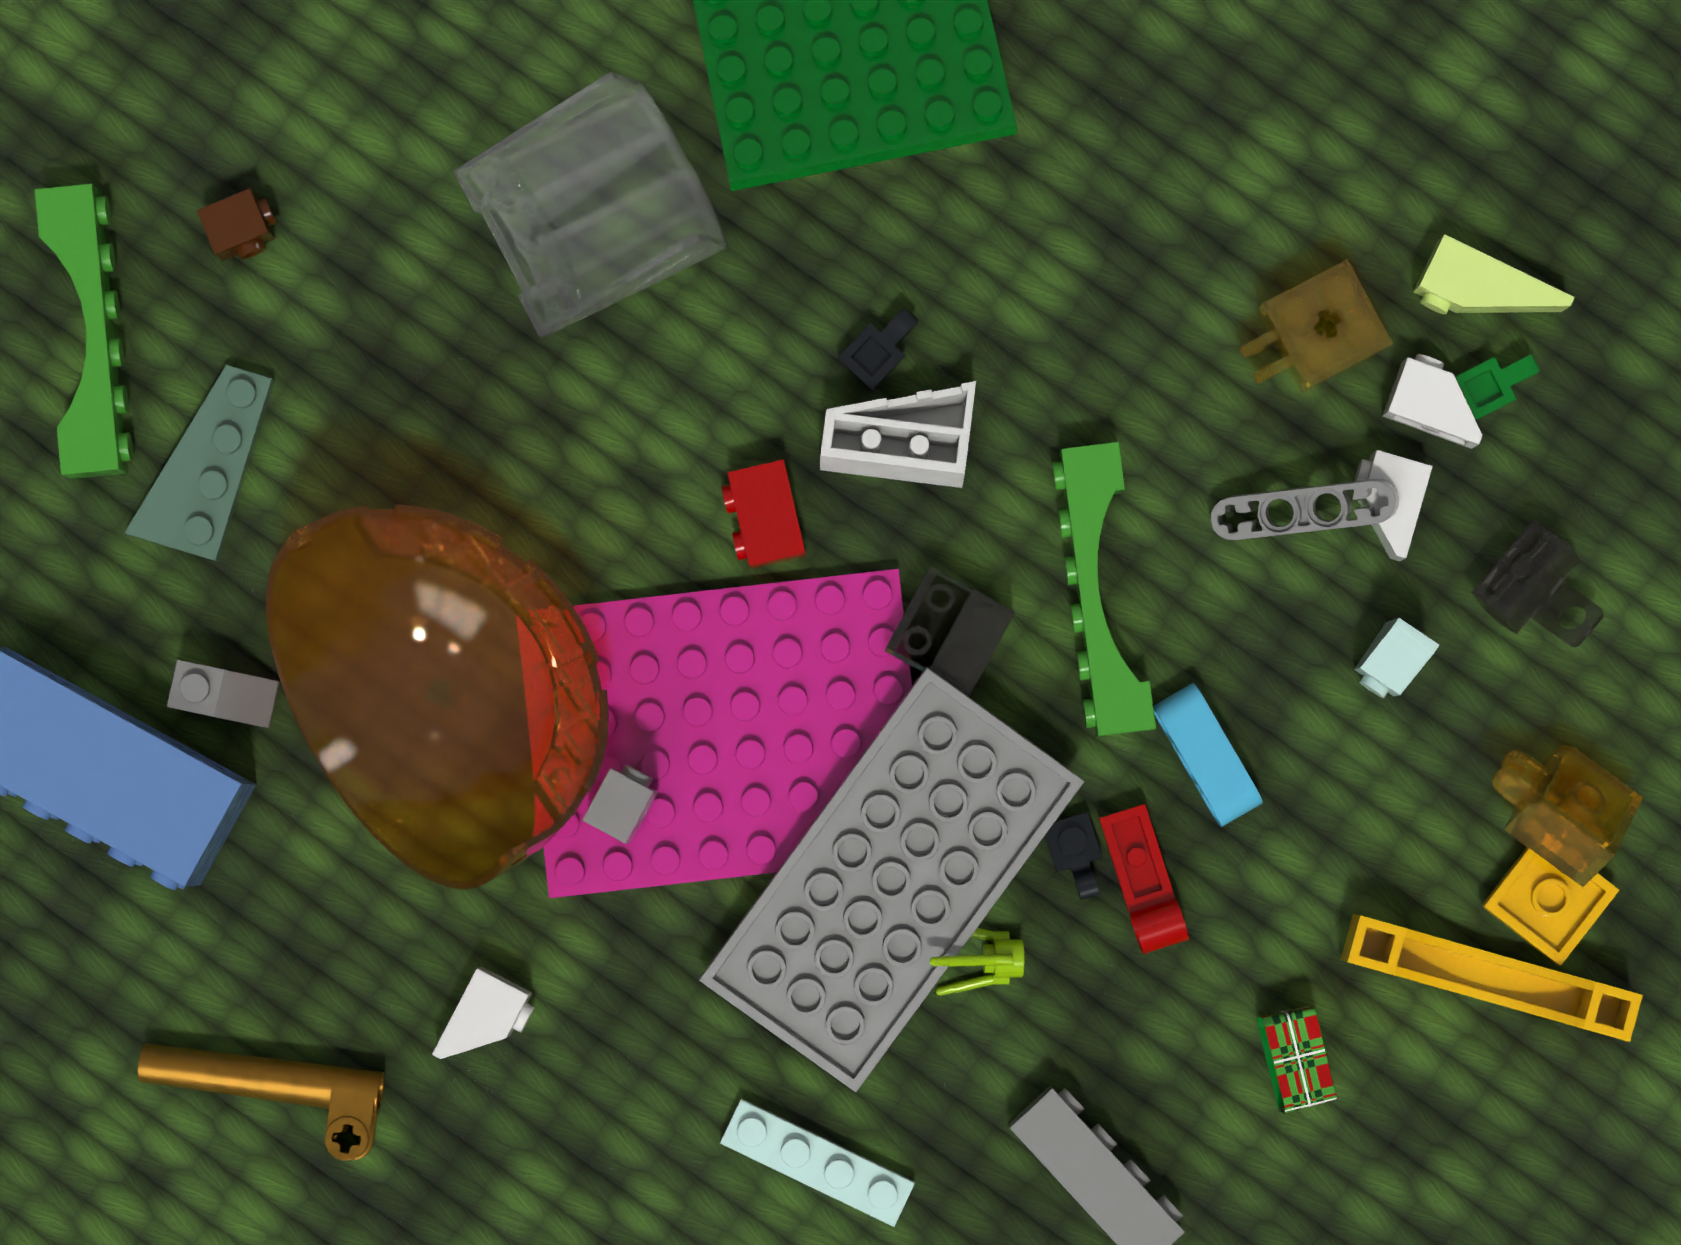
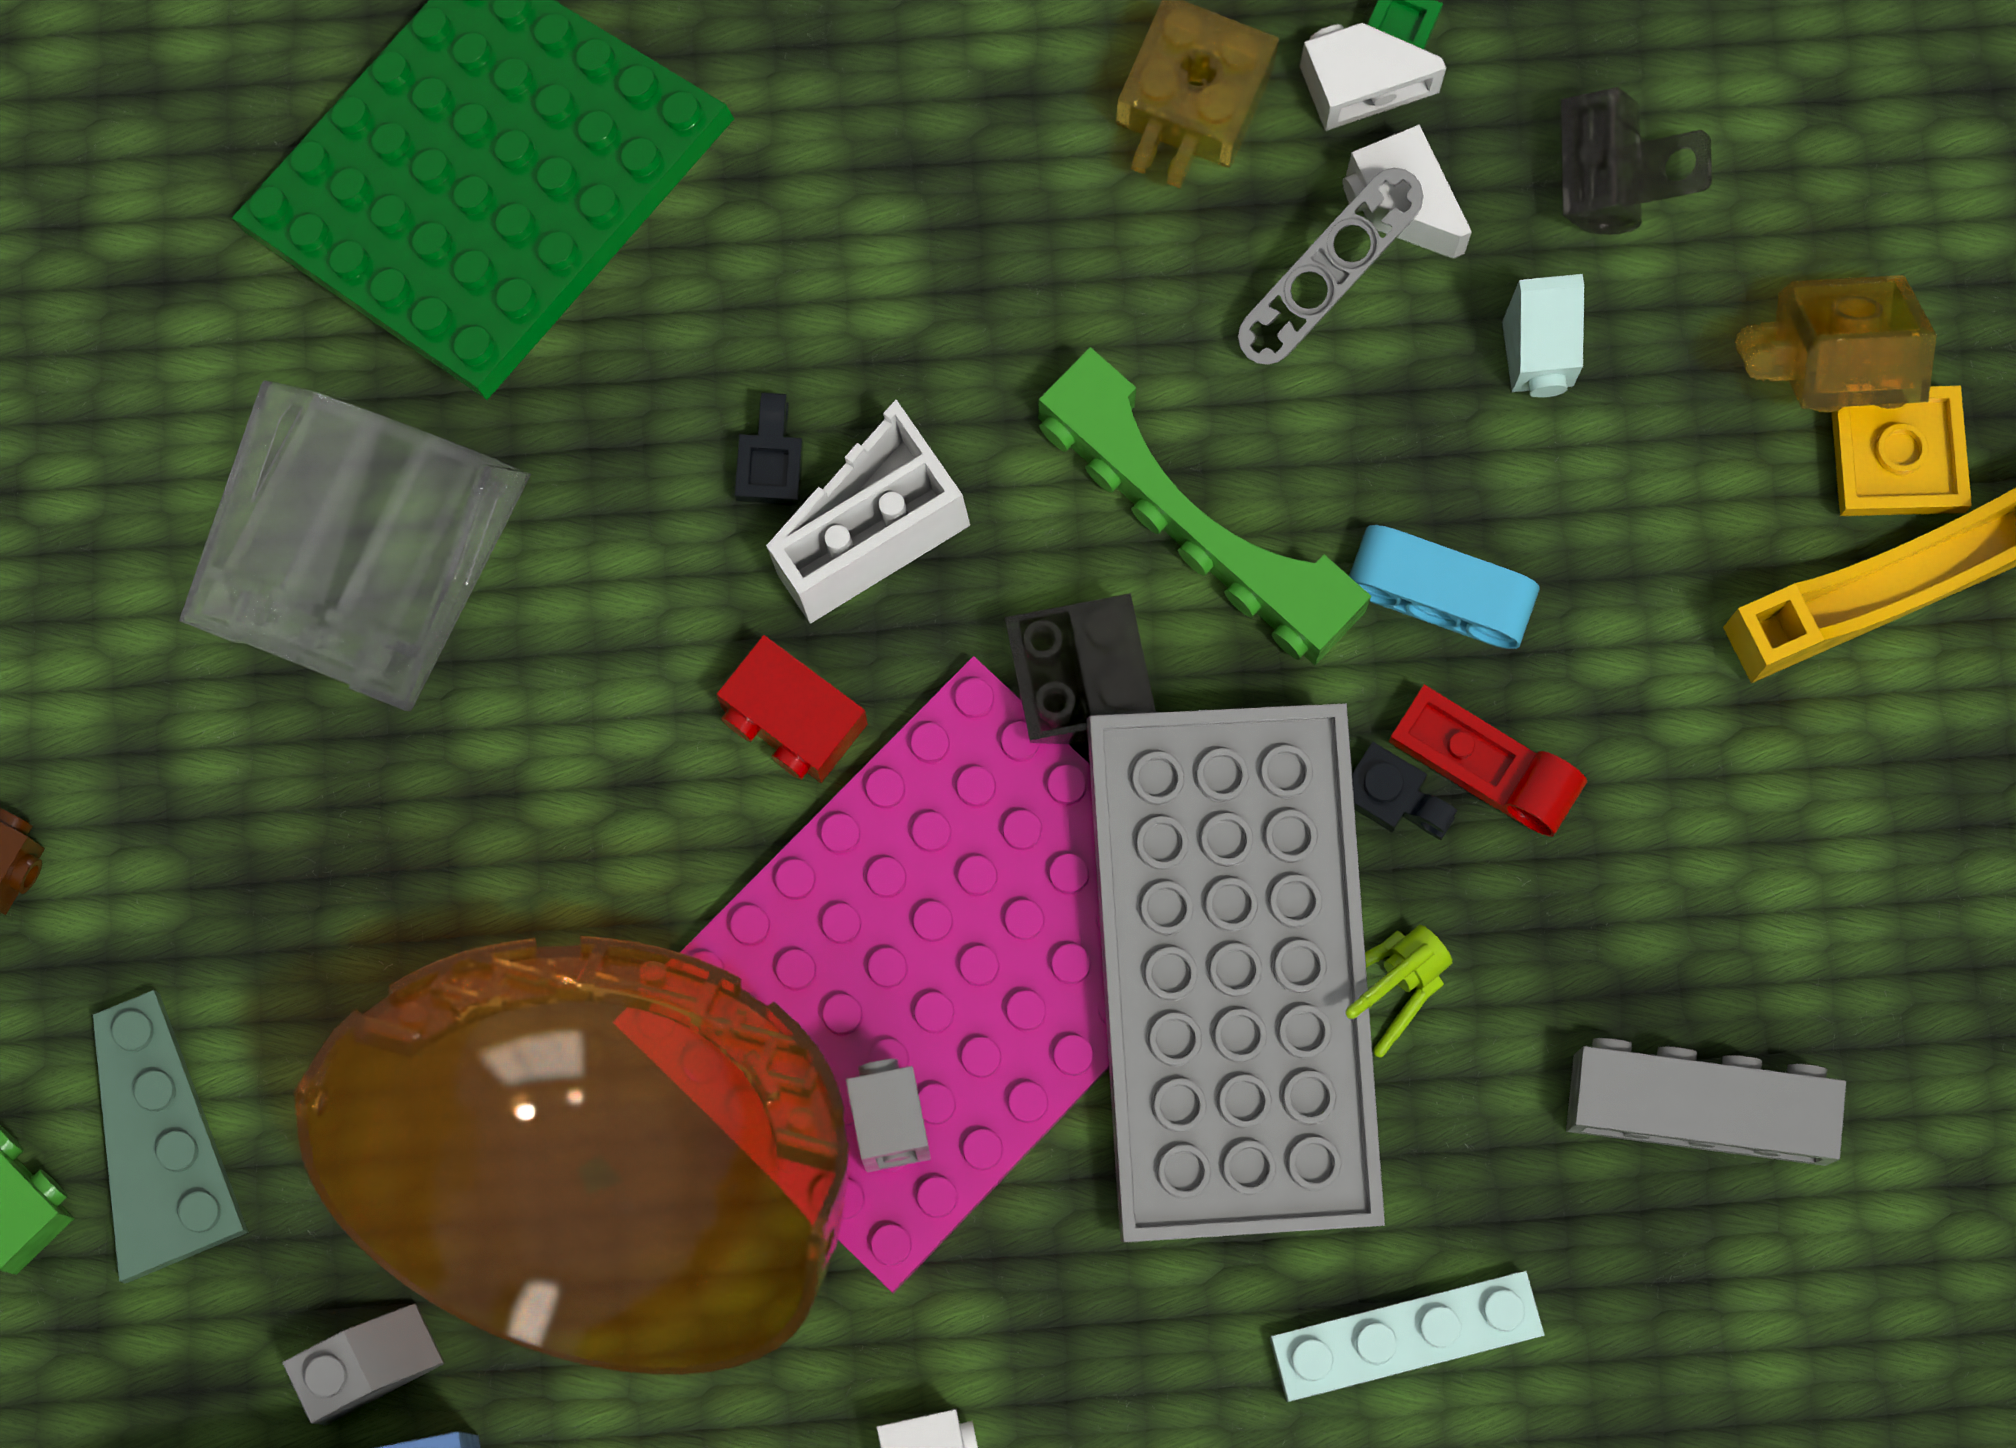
camera: 45 degrees left, 10 degrees down
(1296, 1058) = (1798, 814): piece -> none

